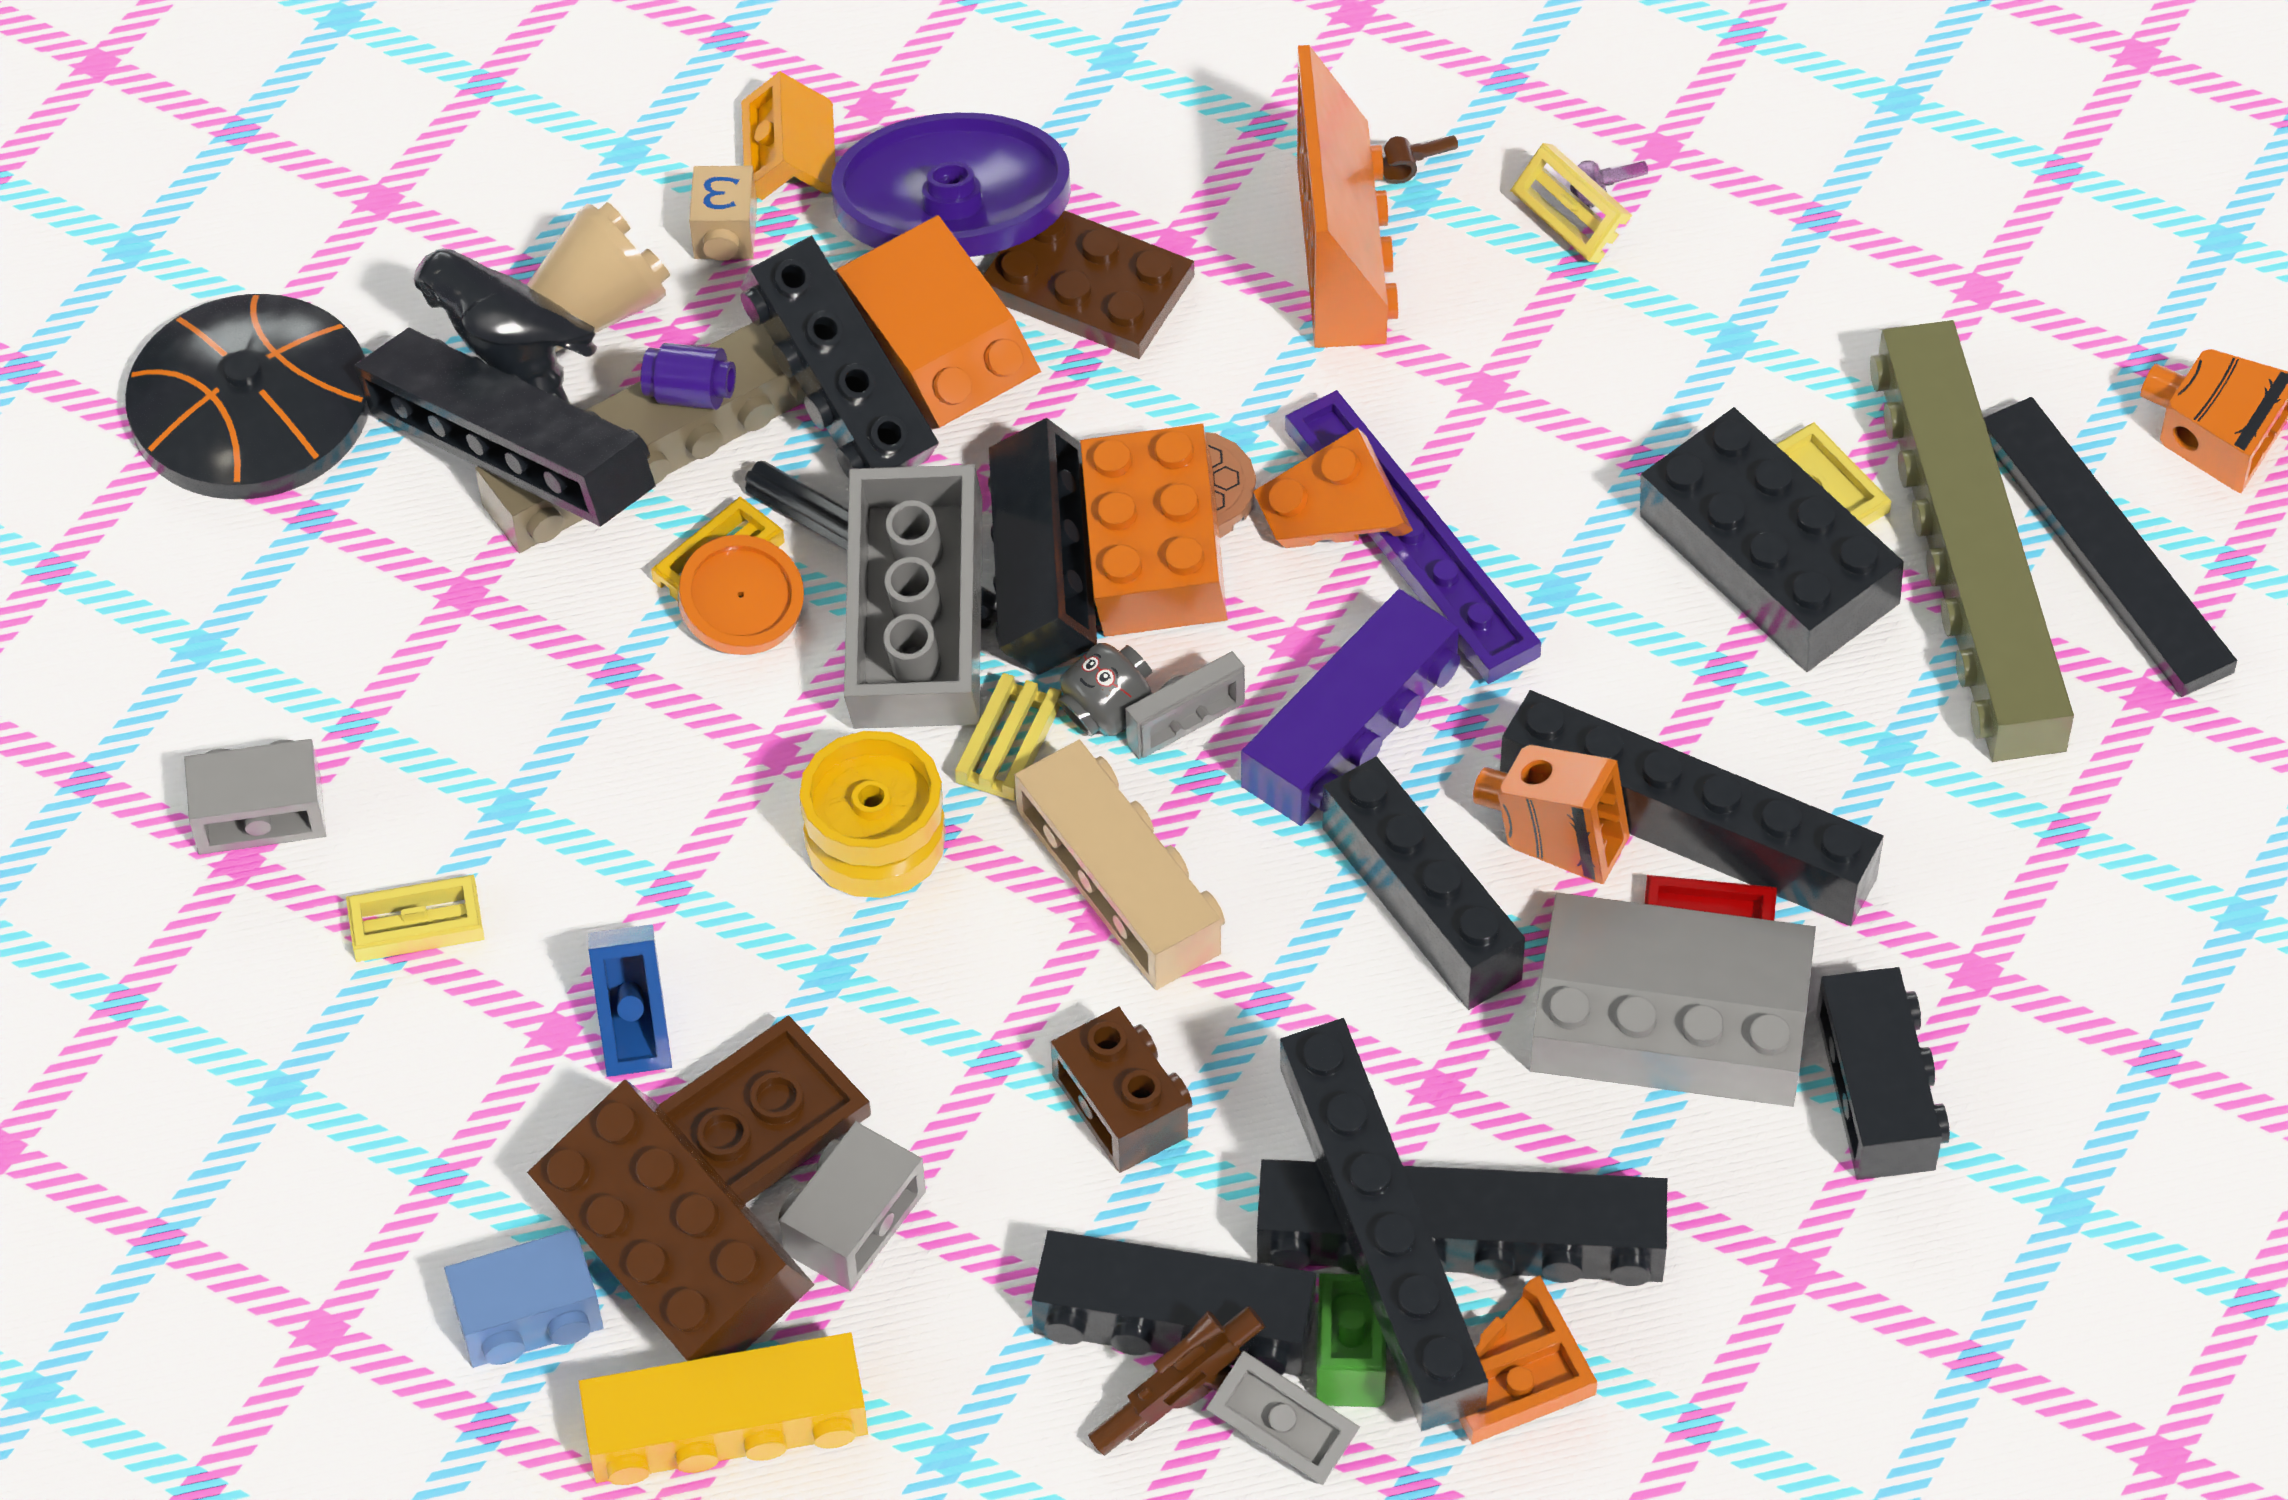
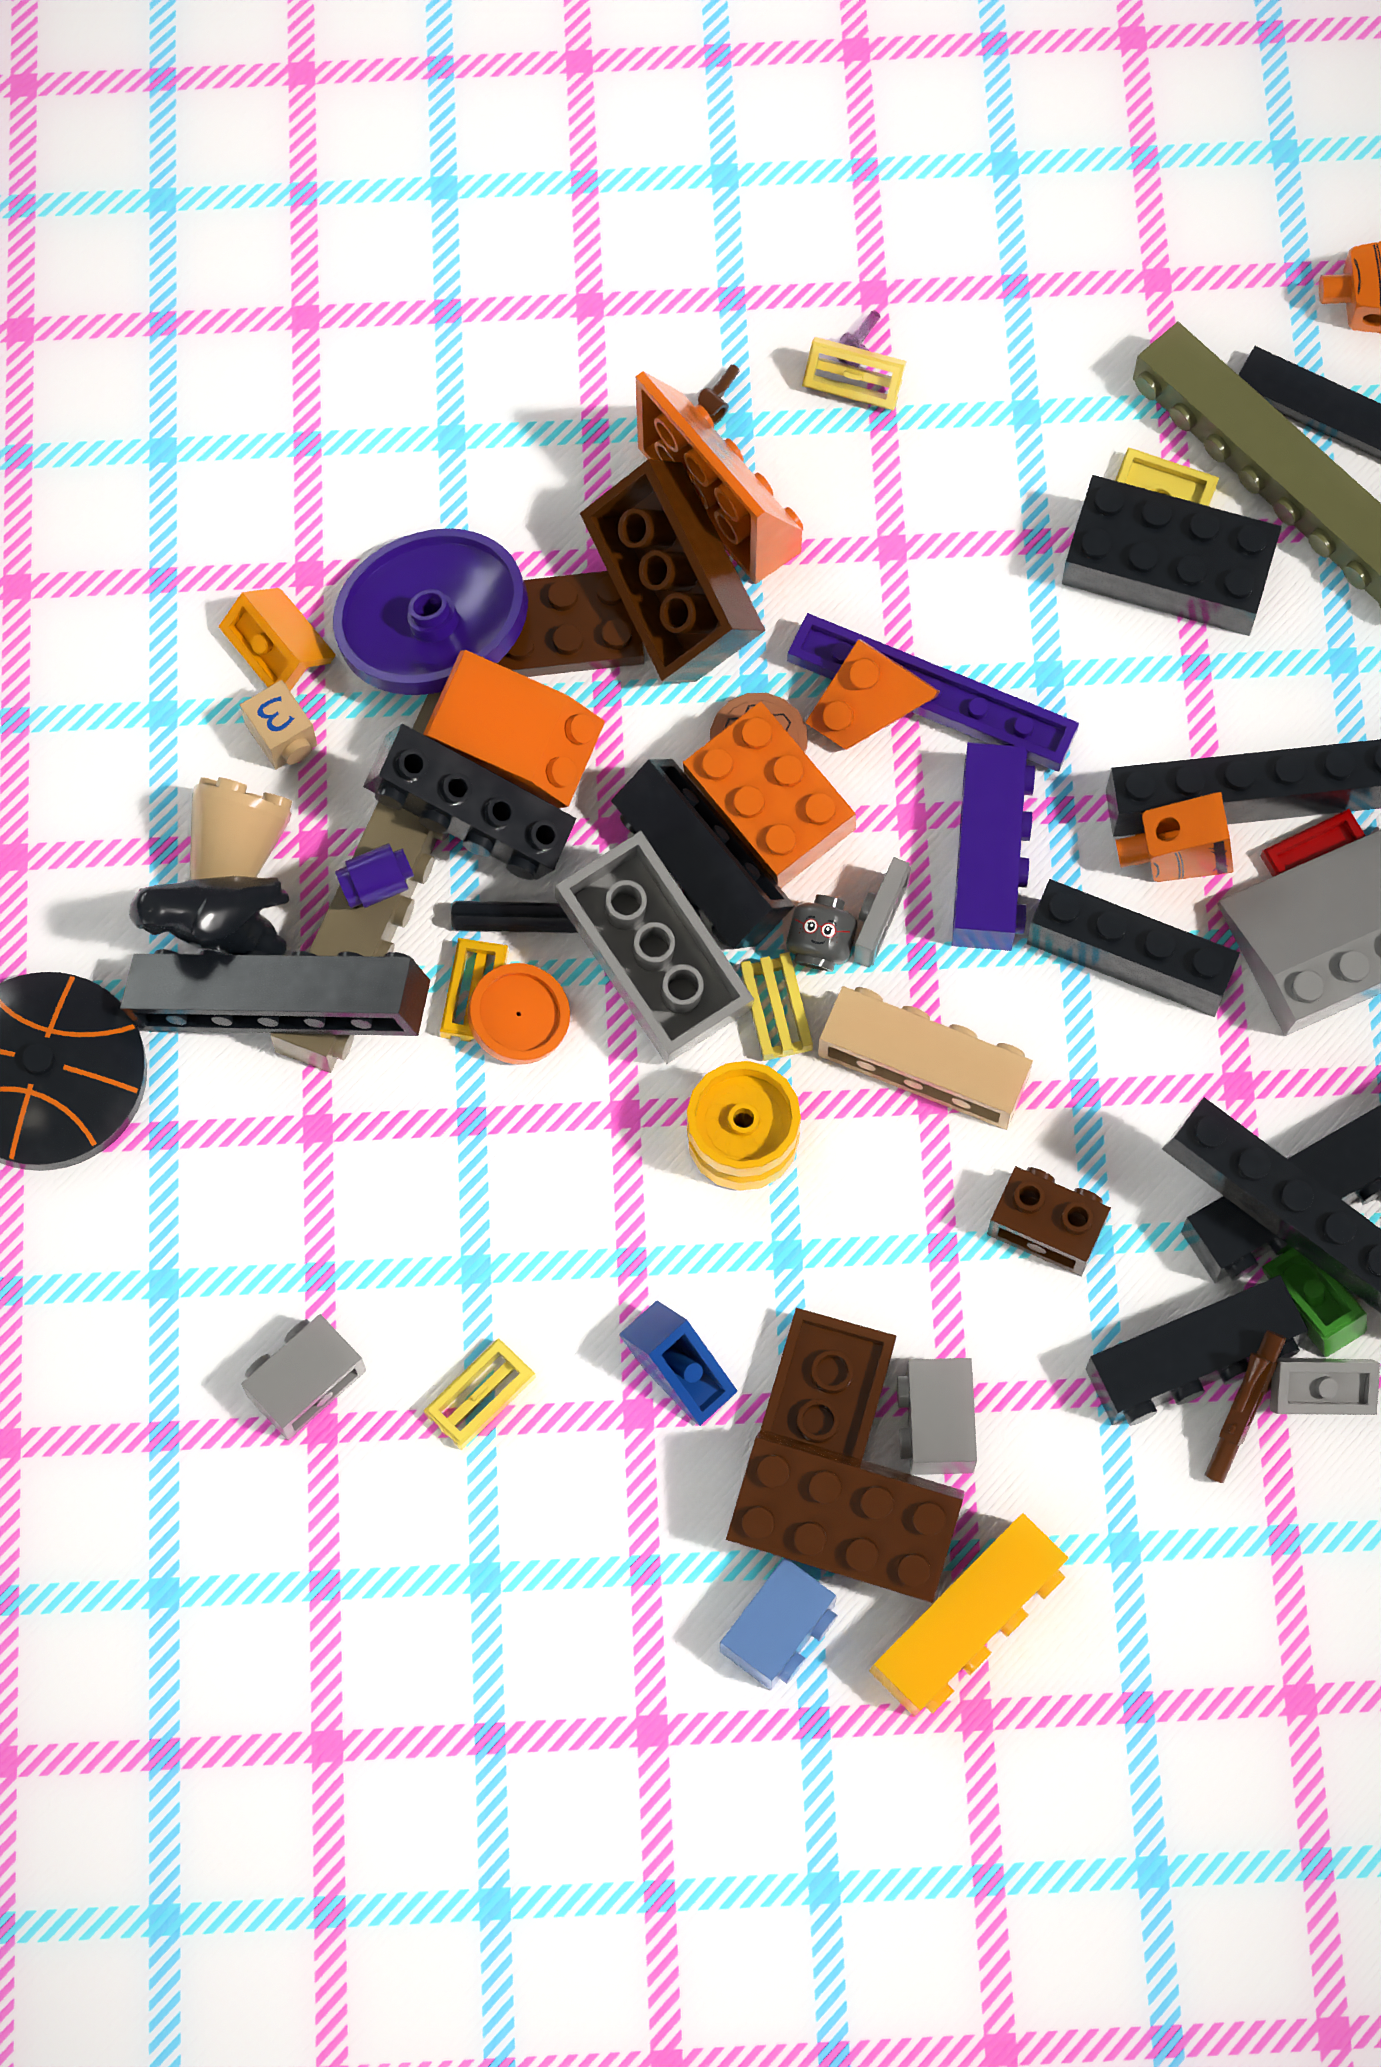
camera: 35 degrees left, 15 degrees up
(1217, 268) = (672, 571): none -> reddish brown brick

